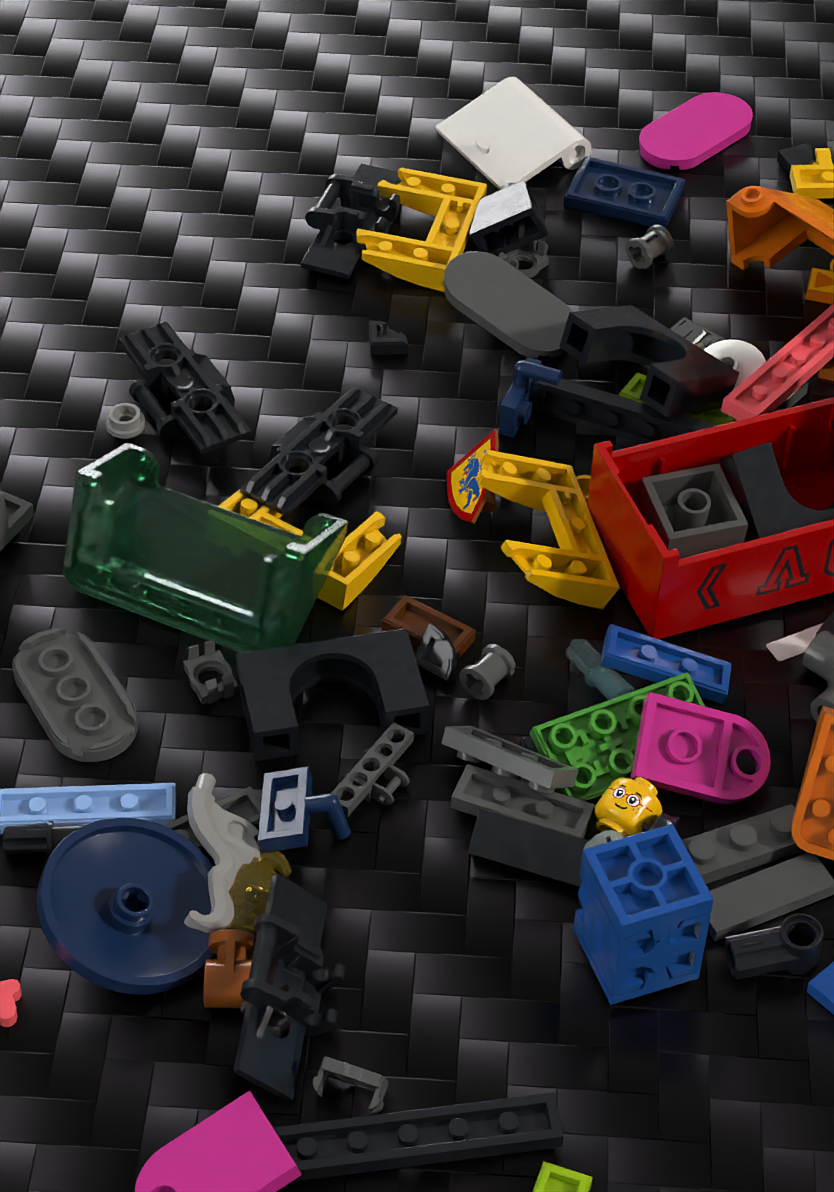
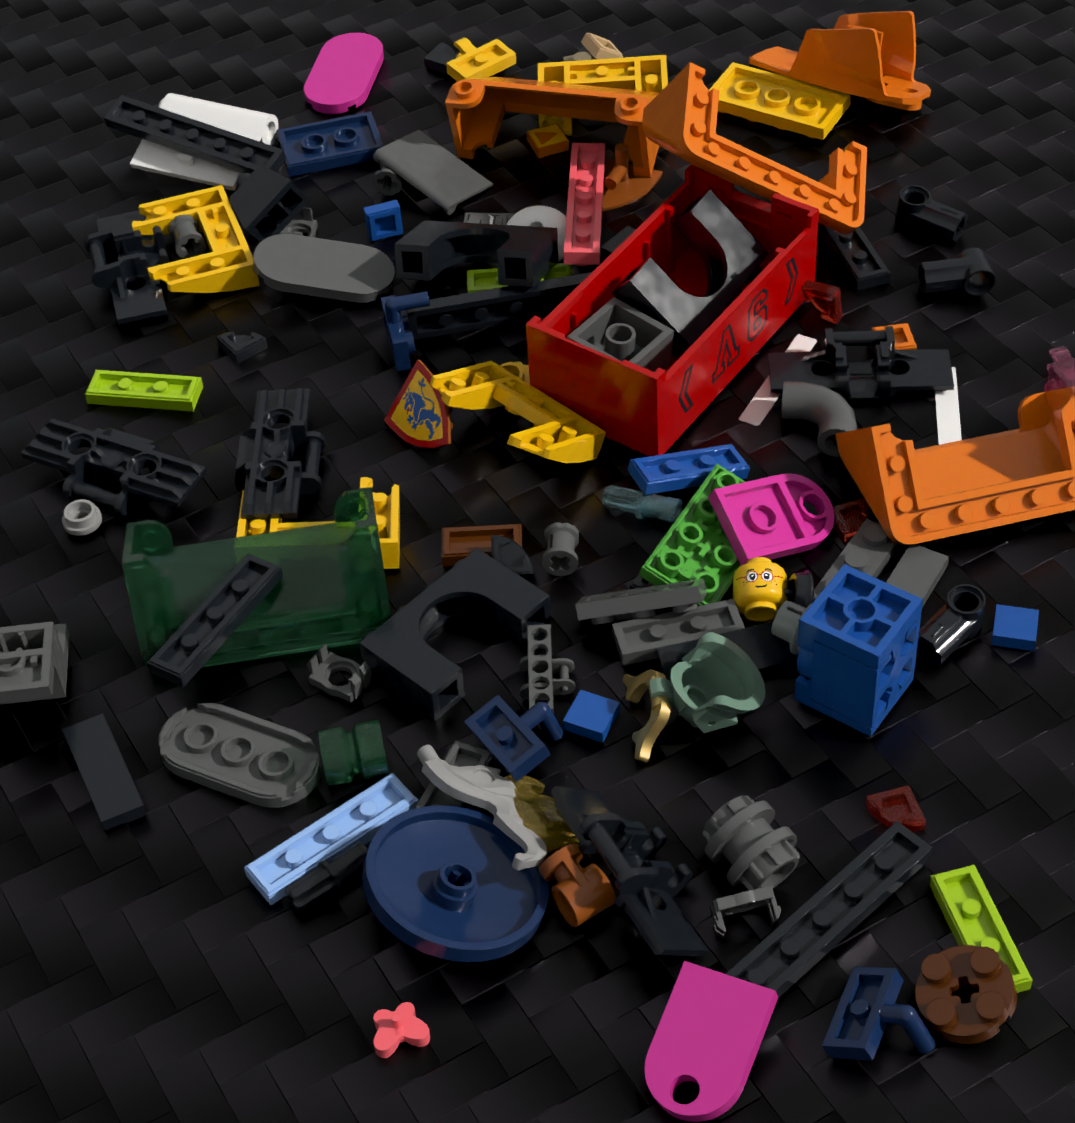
camera: 30 degrees left, 0 degrees up
(136, 566) = (215, 620): none -> black tile
(159, 747) = (352, 752): none -> clear green wheel
(272, 337) = (144, 390): none -> lime tile
(383, 835) = (591, 716): none -> blue tile
(403, 1035) = (755, 850): none -> dark grey piece
(422, 213) = (187, 239): none -> dark grey bush
(488, 870) = (705, 689): none -> sand green helmet
(499, 129) = (192, 136): none -> black plate
(573, 1084) = (895, 806): none -> clear red tile
(601, 287) = (383, 220): none -> blue tile
(687, 262) = (432, 170): none -> dark grey piece
(778, 793) = (849, 518): none -> clear red tile

